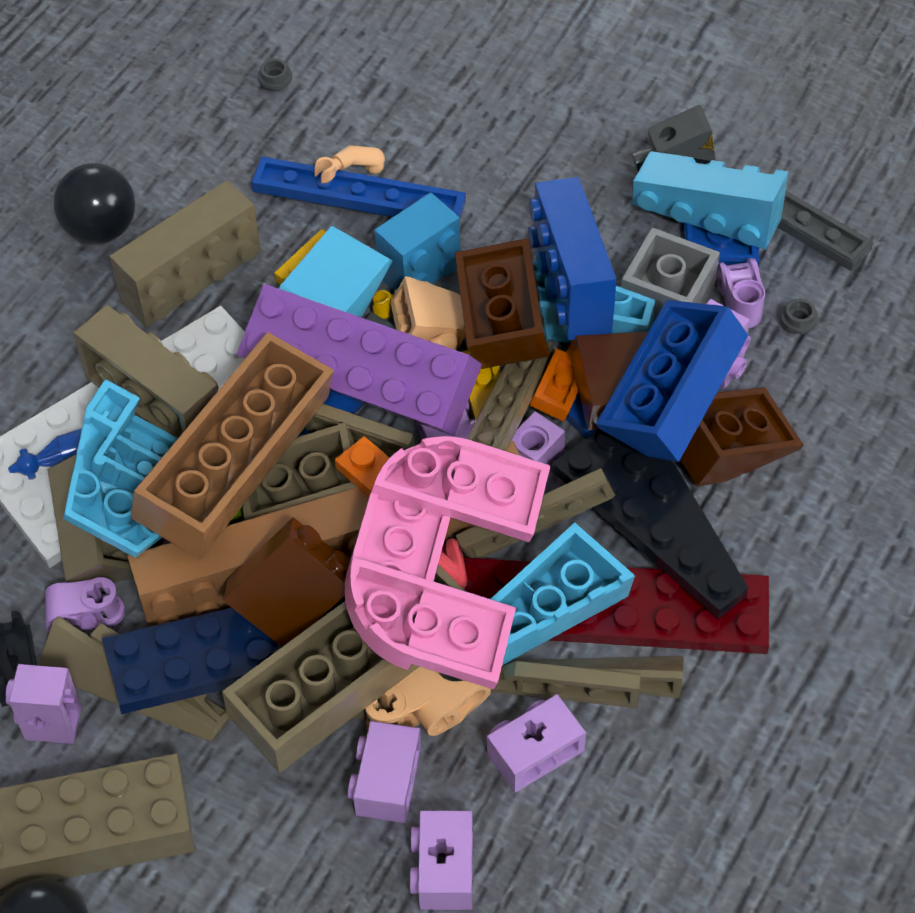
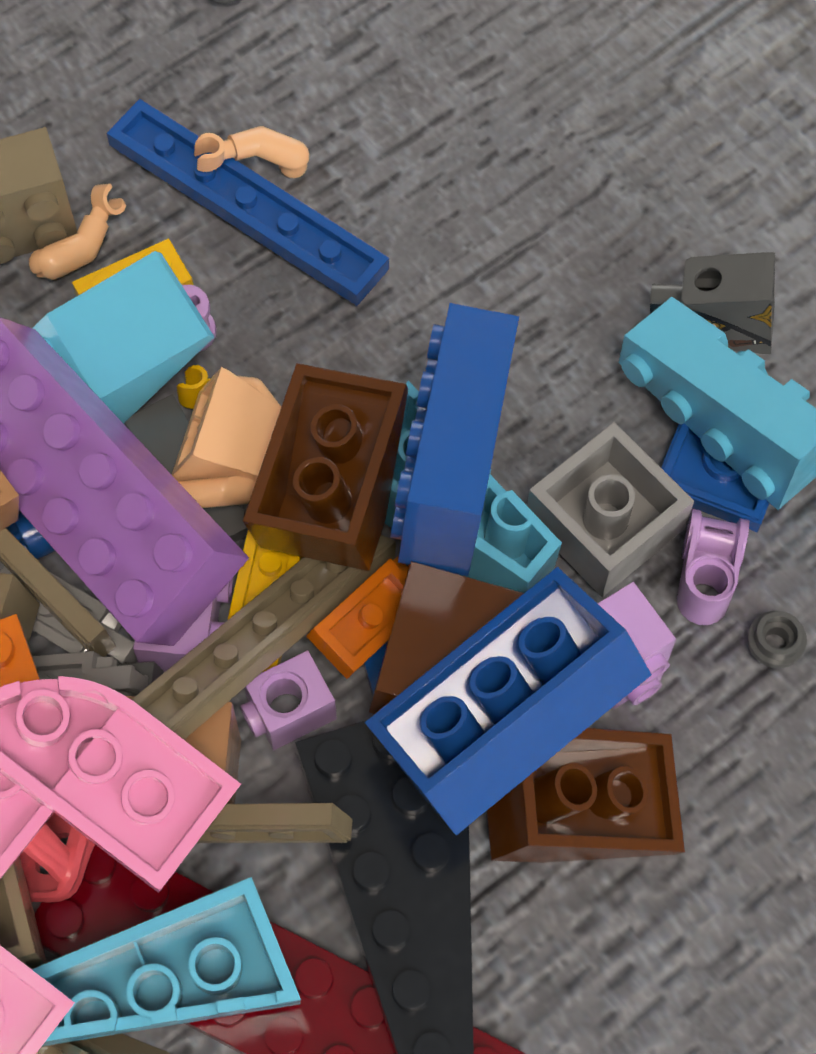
camera: 20 degrees right, 10 degrees up
(269, 252) = (81, 248): none -> light nougat arm
(420, 242) = (275, 318): dark azure brick -> none

